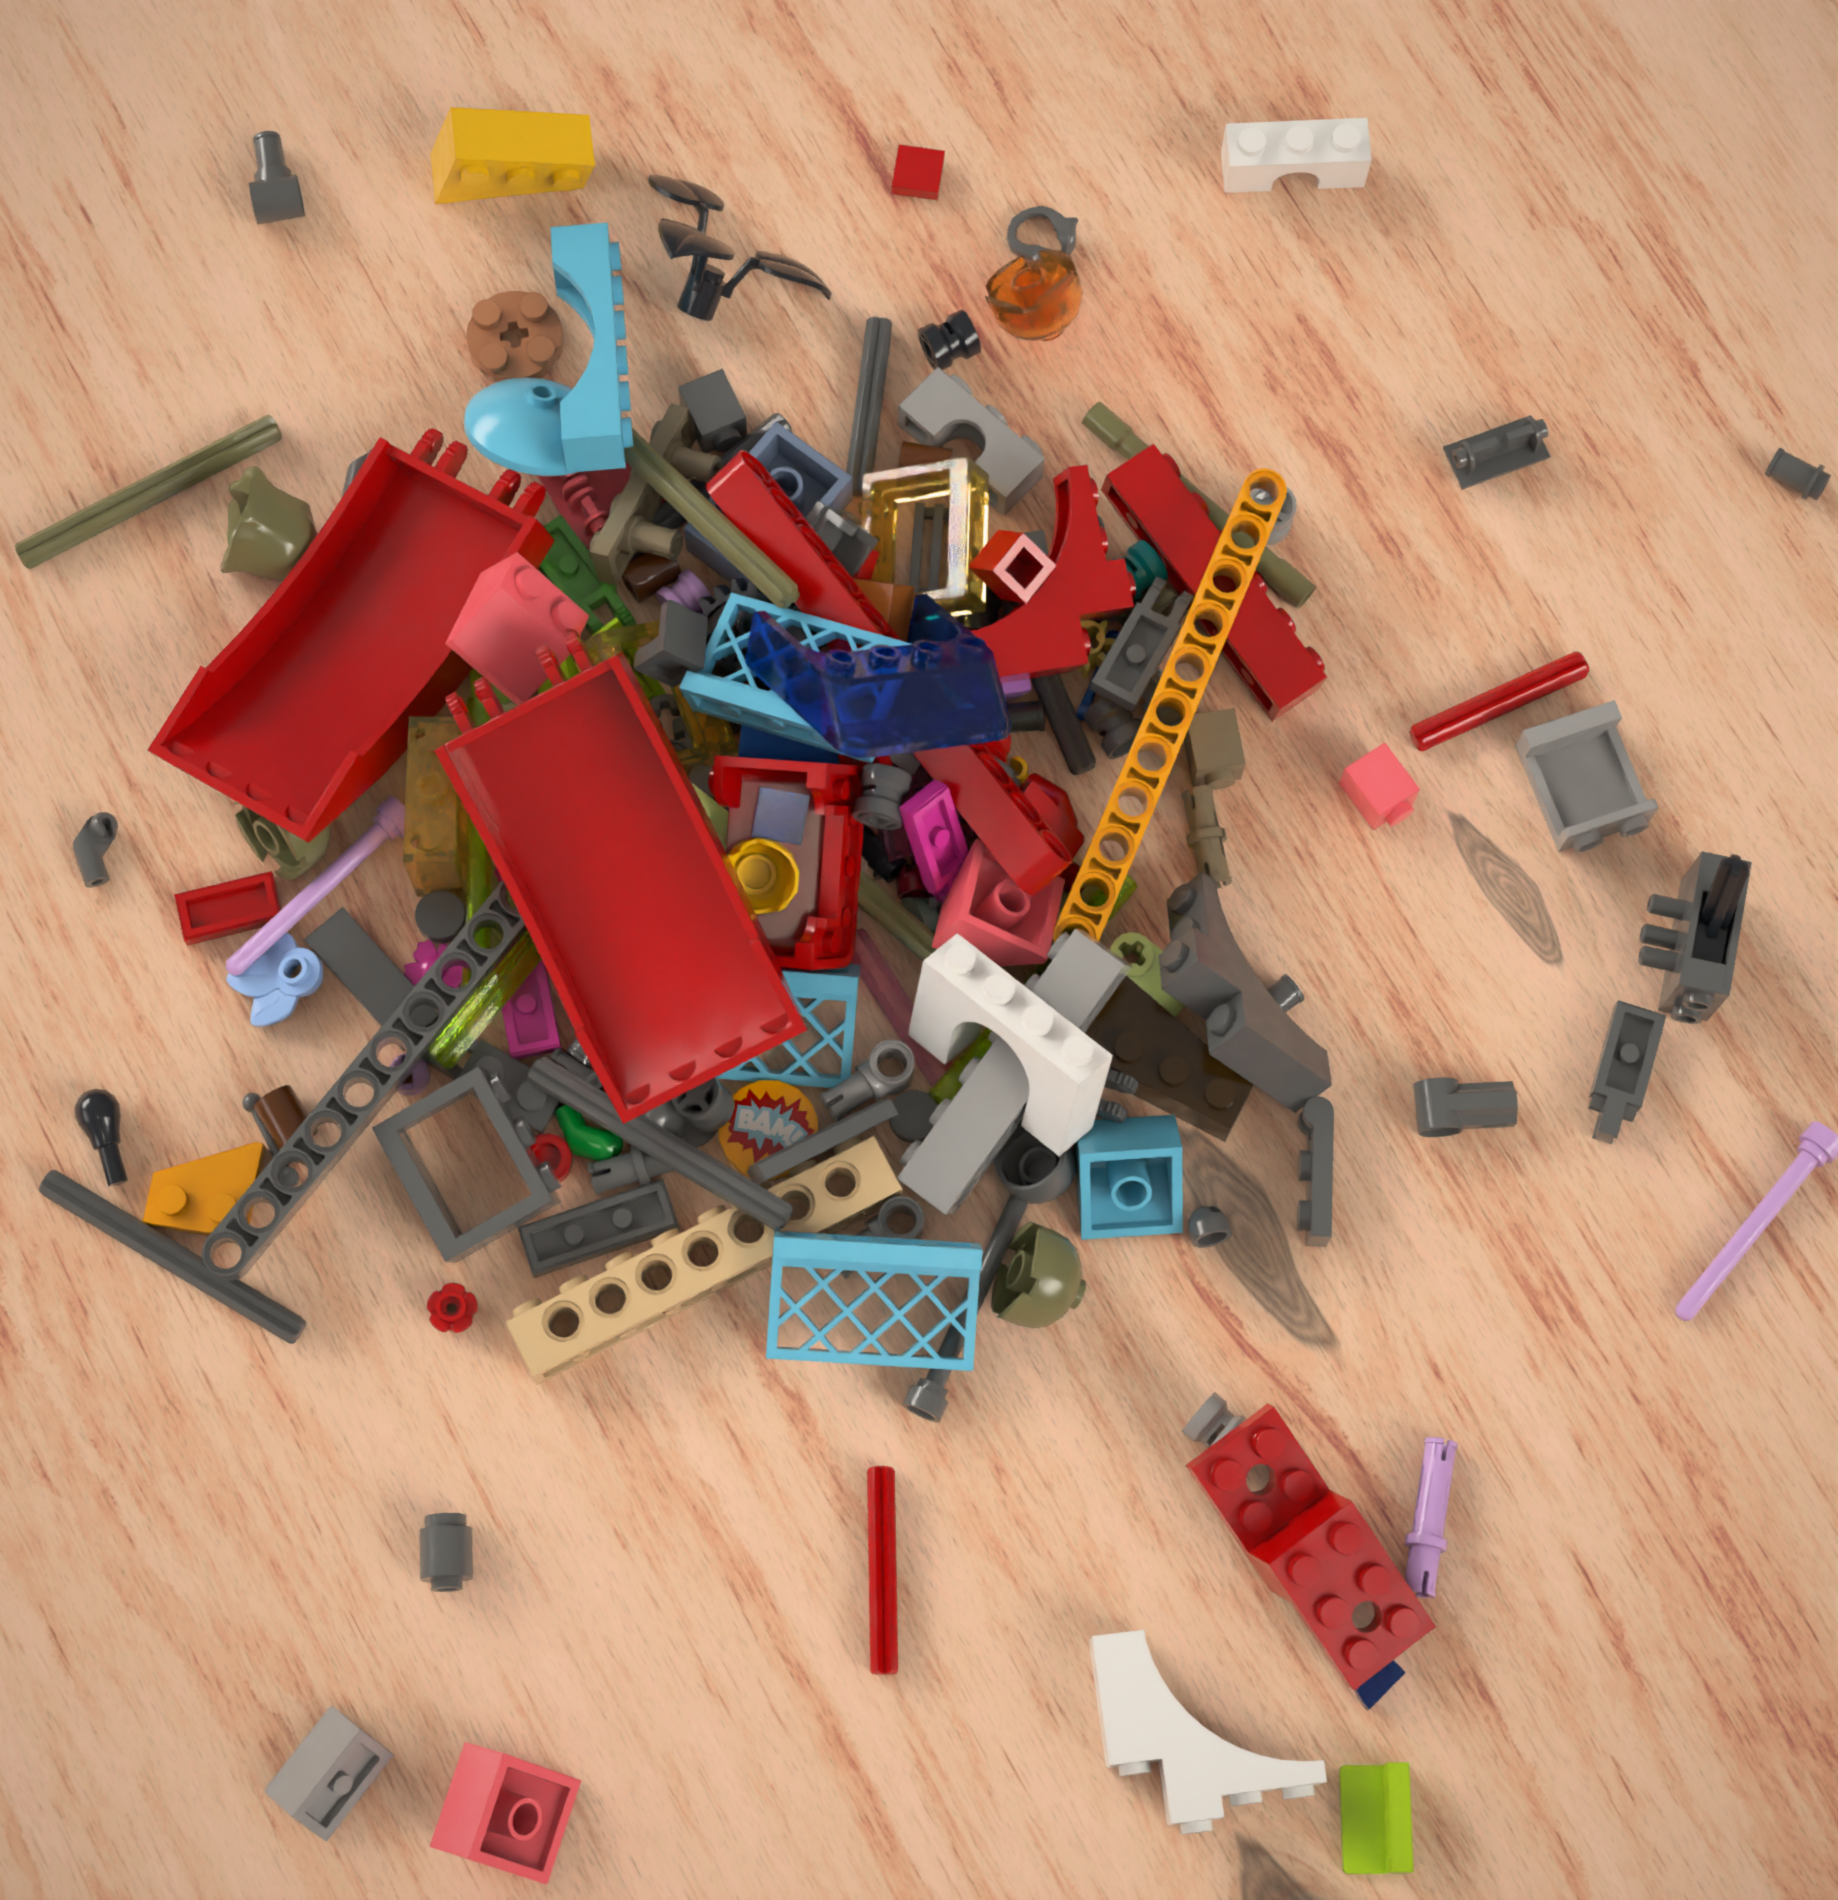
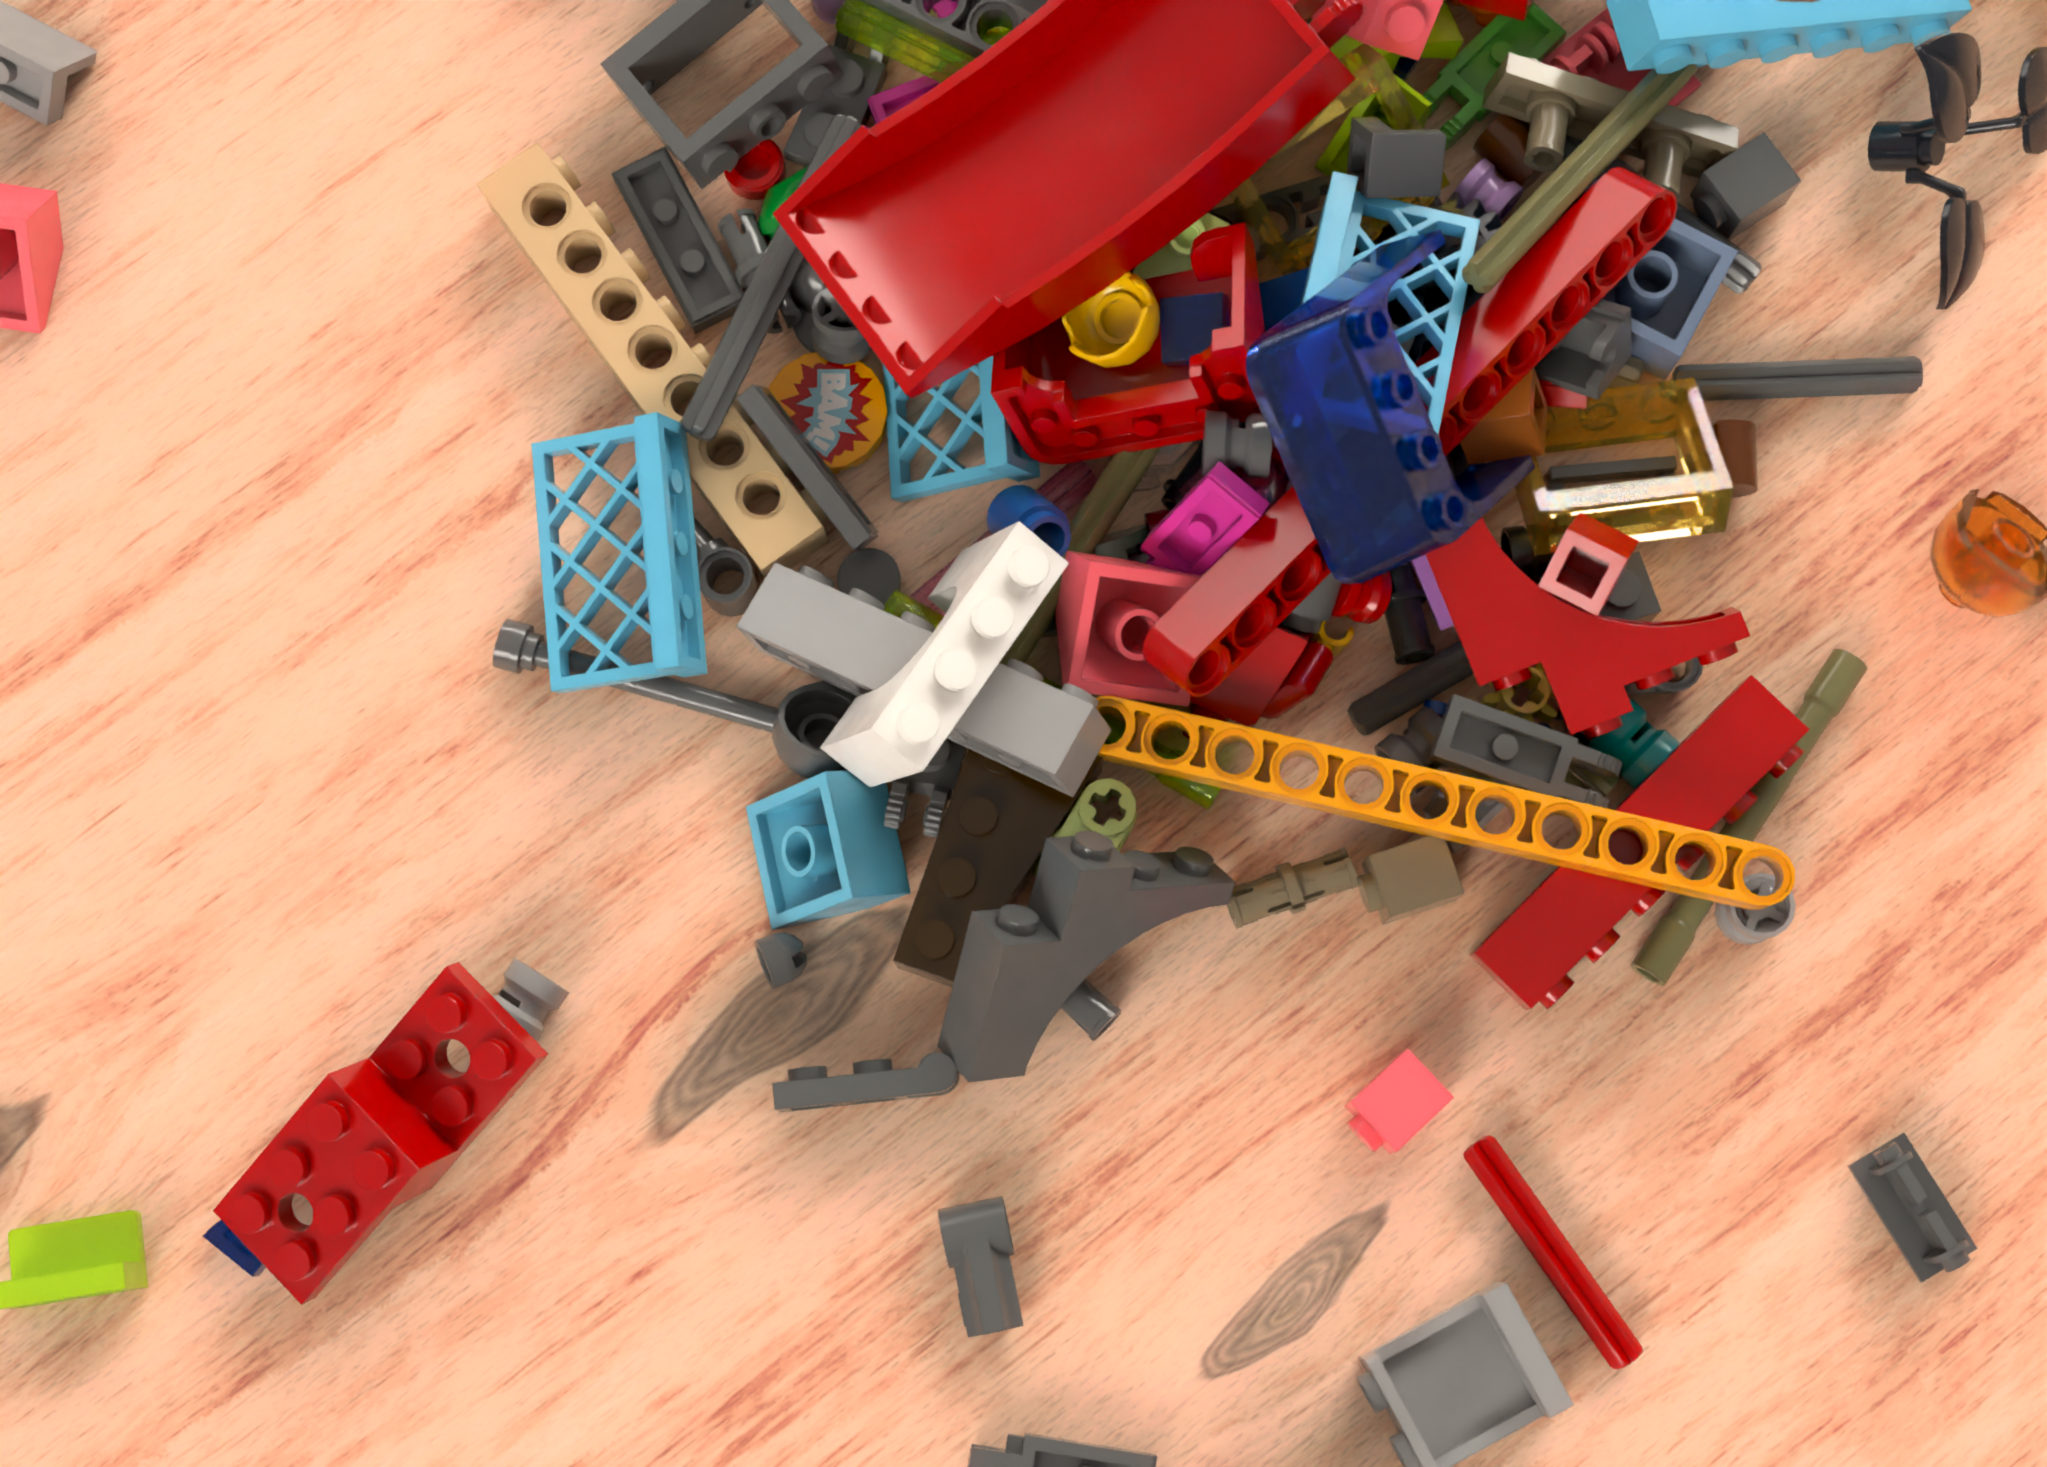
camera: 90 degrees right, 5 degrees up
(446, 1551) = (274, 135): dark grey brick -> none
(459, 1320) = (563, 108): red plate -> none
(869, 1081) = (901, 517): light grey pin -> none
(882, 1570) = (311, 628): red axle -> none
(897, 976) = (1033, 511): none -> blue brick
(947, 411) = (1805, 468): light grey arch -> none
(949, 340) = (1909, 461): black wheel -> none
(1040, 1280) = (675, 756): olive cylinder -> none
(1196, 1767) = (109, 1033): white arch -> none
(1427, 1538) = (445, 1284): lavender pin -> none

